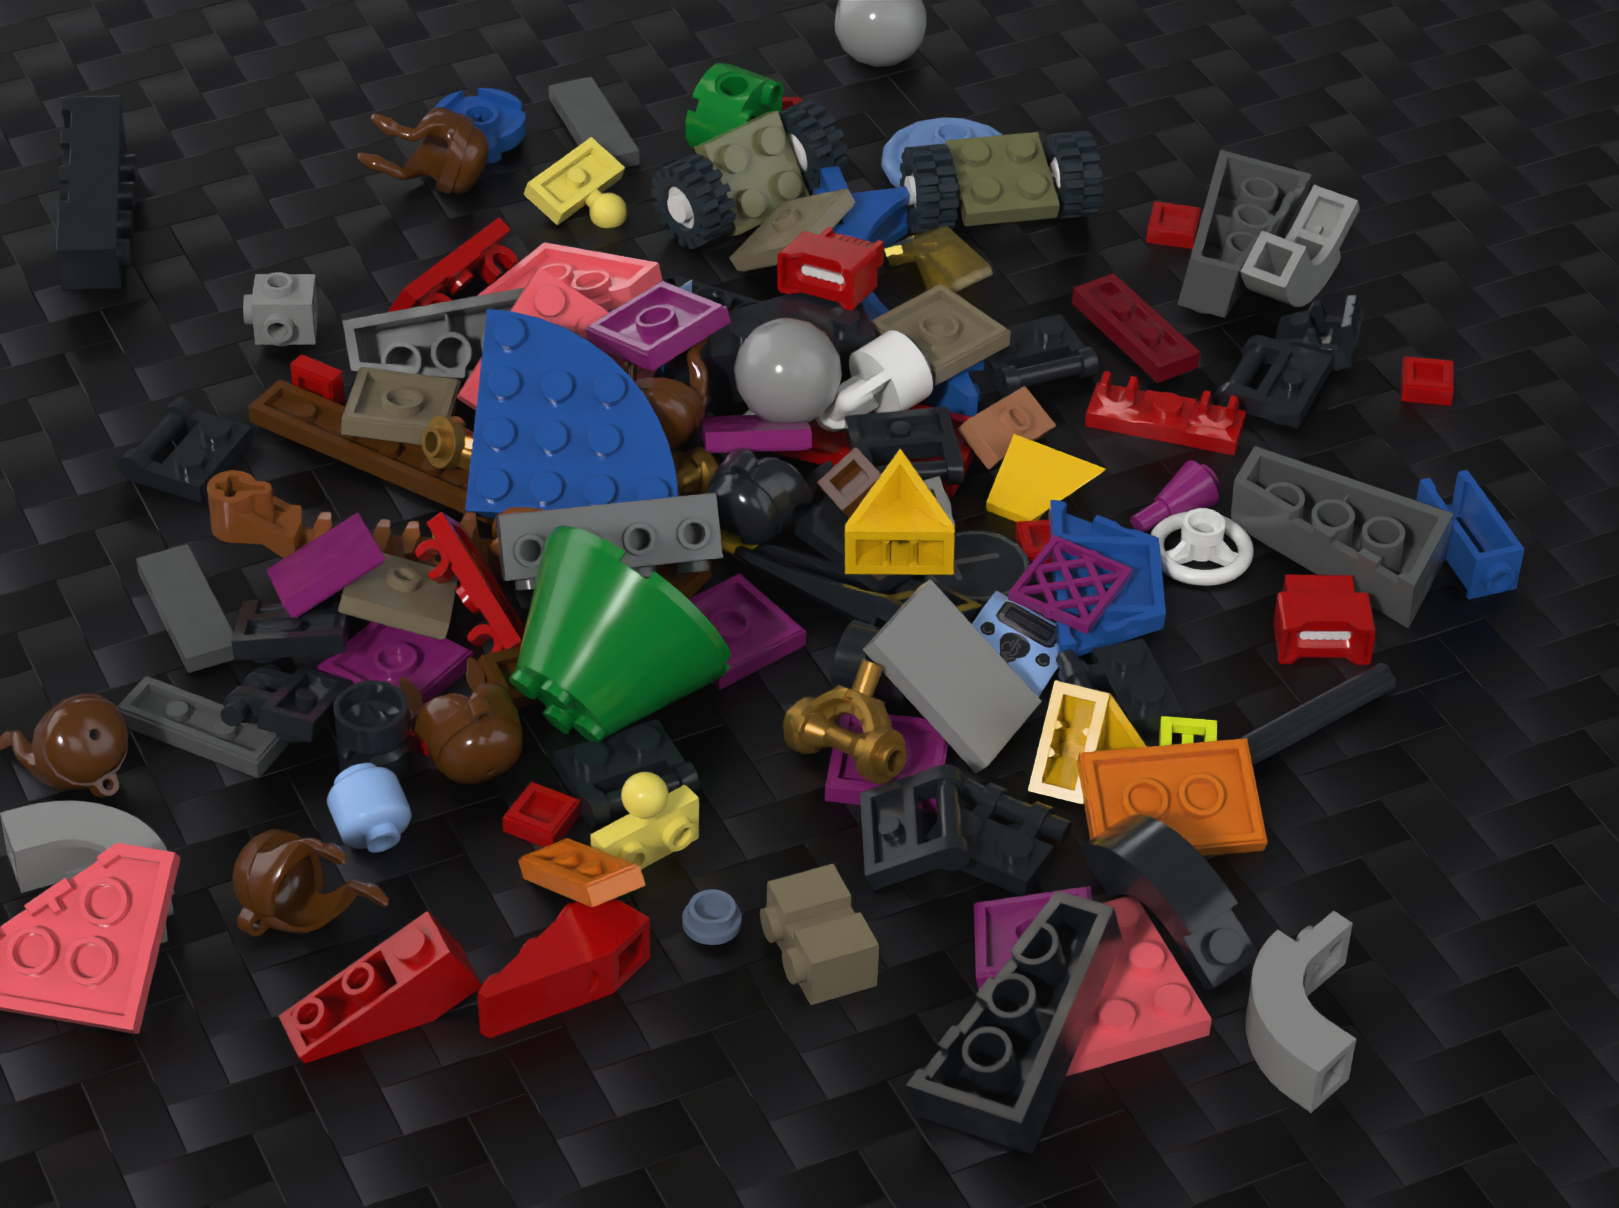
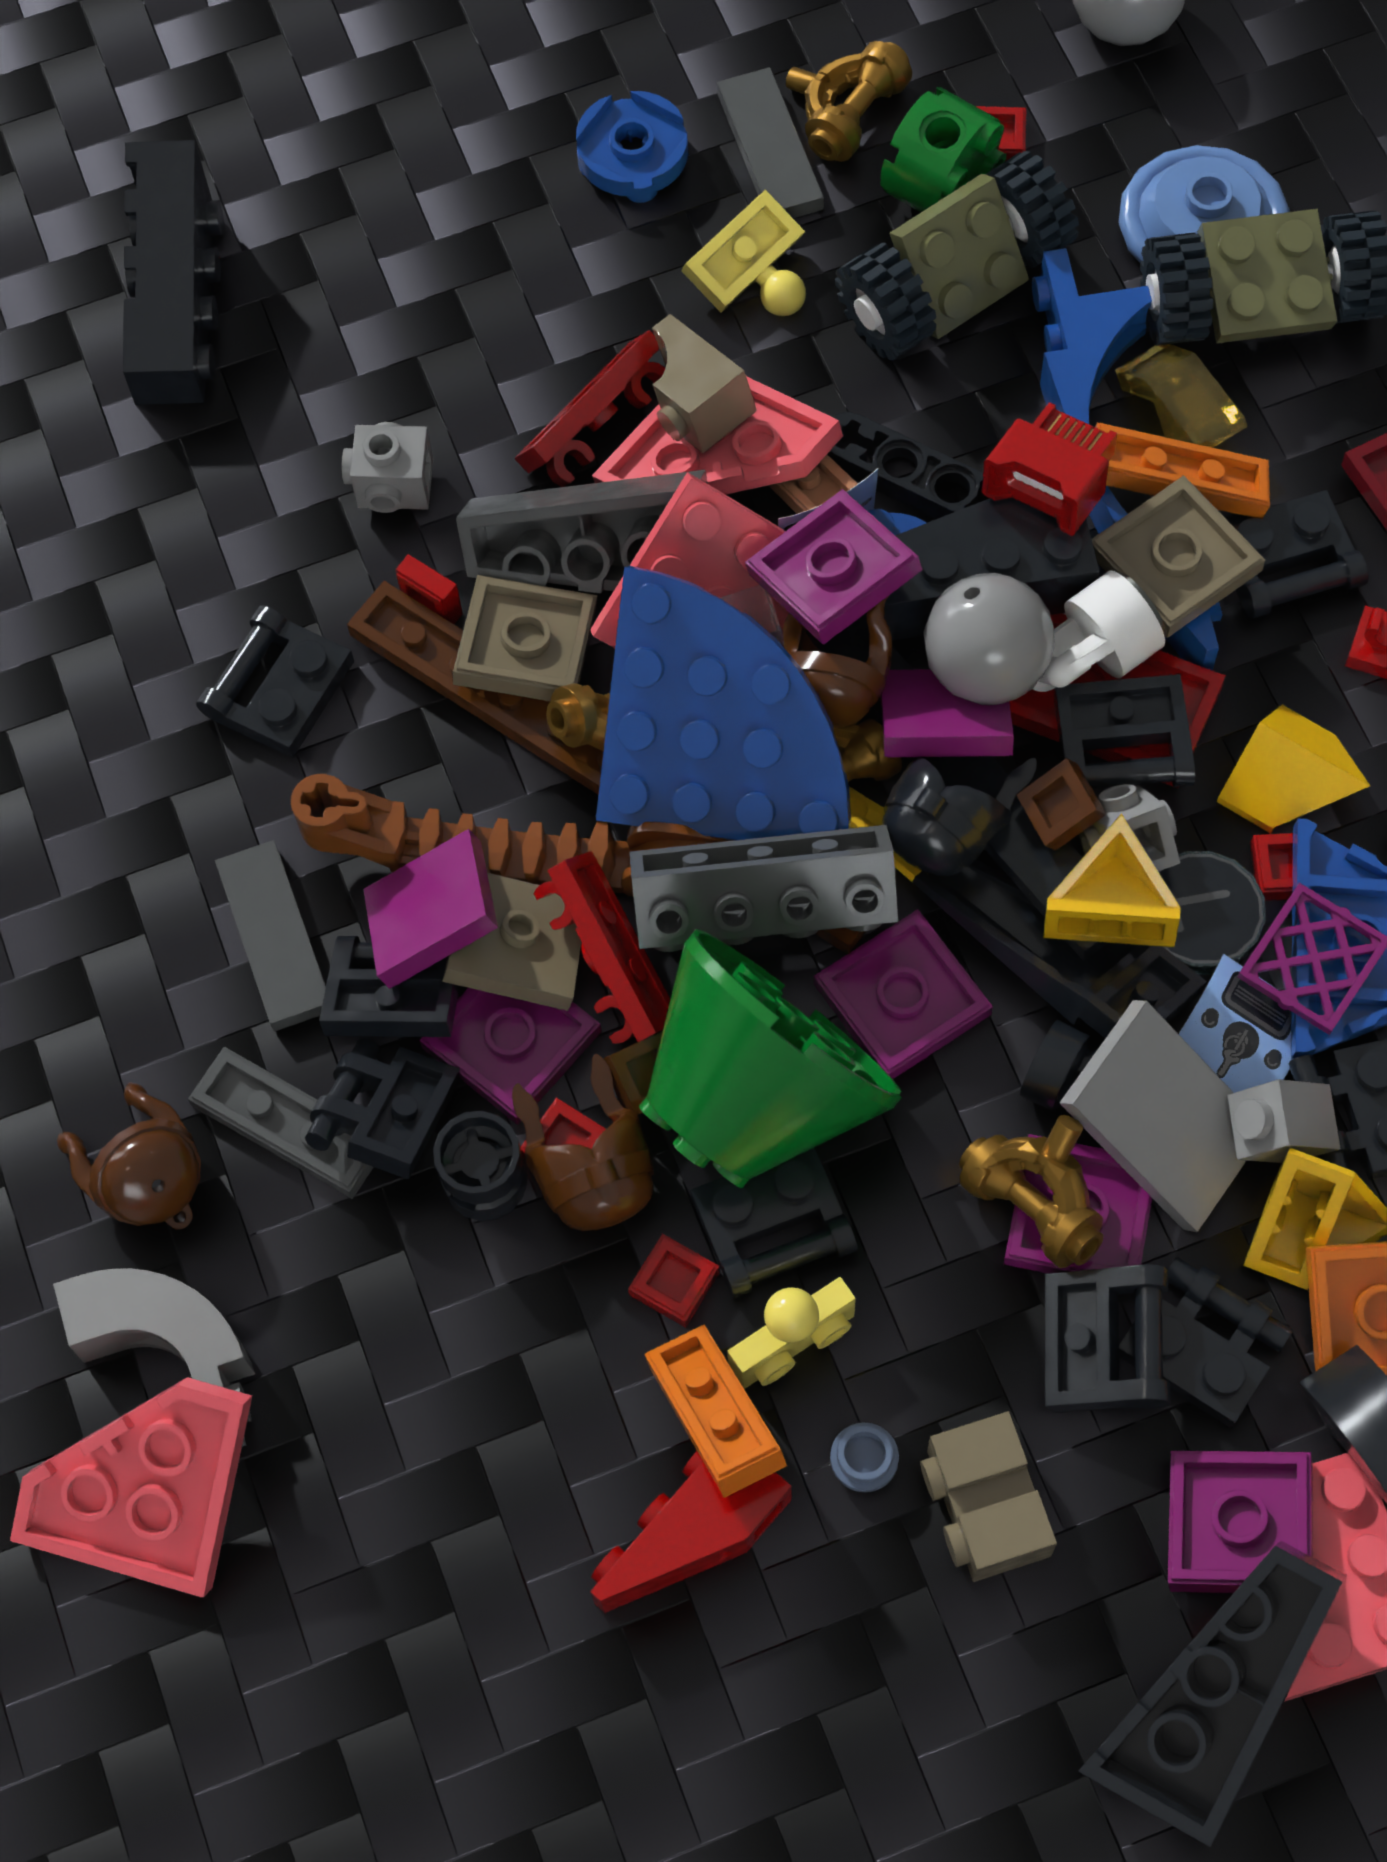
camera: 10 degrees right, 25 degrees up
(282, 884) = (374, 1402): reddish brown hair -> none
(369, 806) = (474, 1275): light blue head -> none
(385, 992) = (484, 1561): red slope -> none
(450, 153) = (589, 199): reddish brown hair -> none
(543, 241) = (701, 388): none -> dark tan arch
(653, 88) = (875, 73): none -> pearl gold piece
(787, 222) = (1005, 352): dark tan plate -> none
(902, 283) = (1224, 478): none -> orange tile
(994, 427) = (1250, 687): nougat plate -> none
(1037, 667) = (1283, 1117): none -> light grey brick

